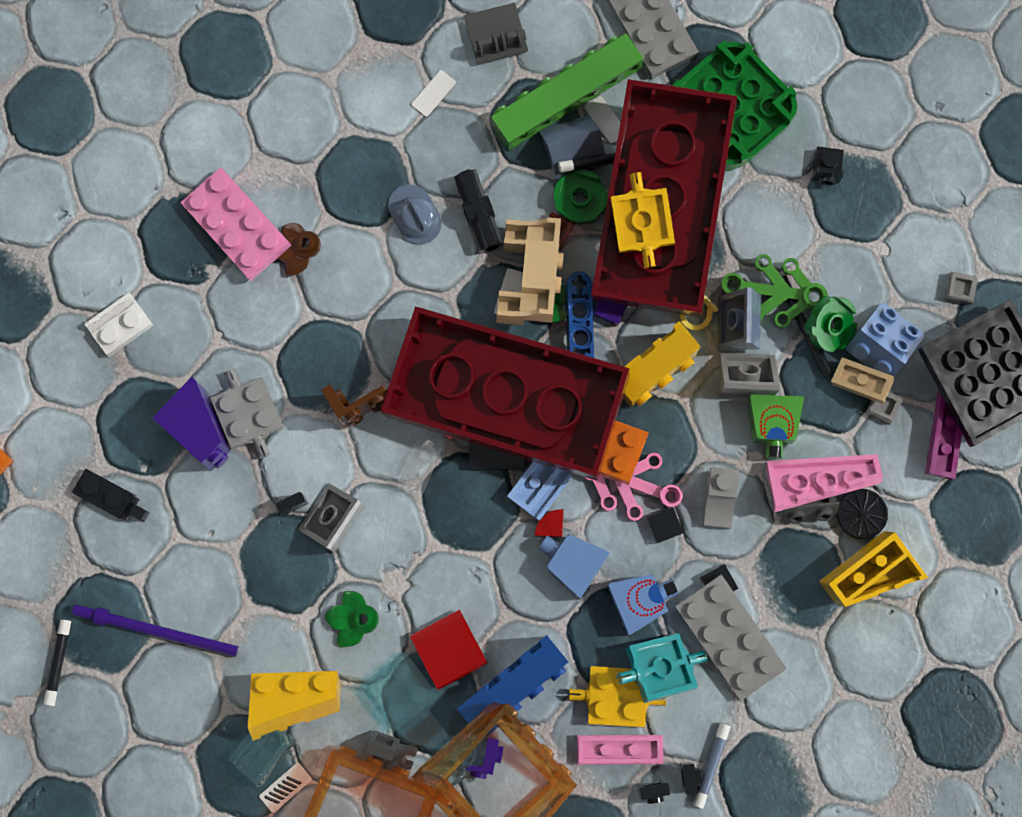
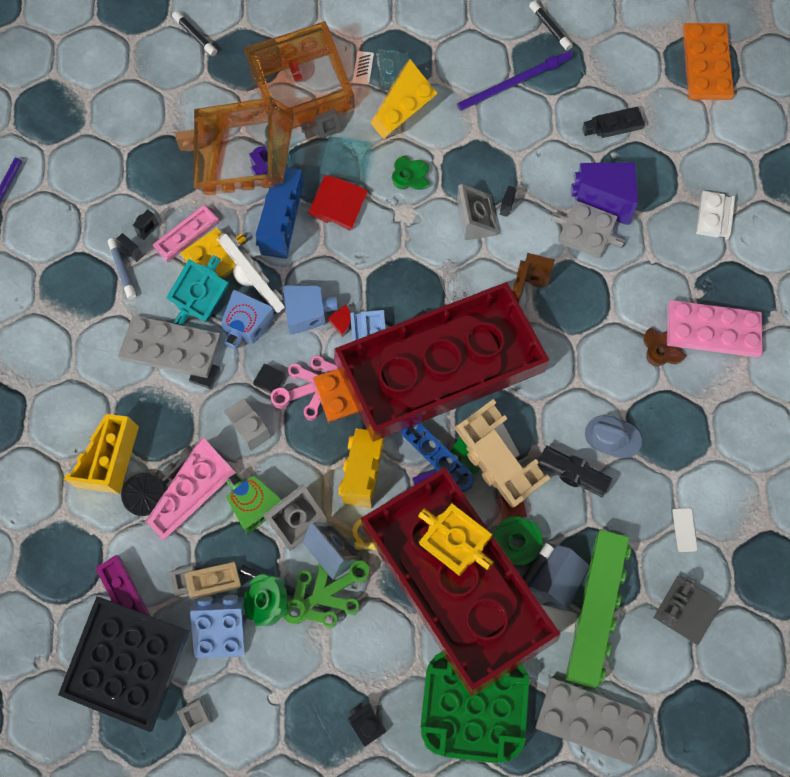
camera: 140 degrees right, 10 degrees down
(599, 643) = (249, 273): none -> white plate

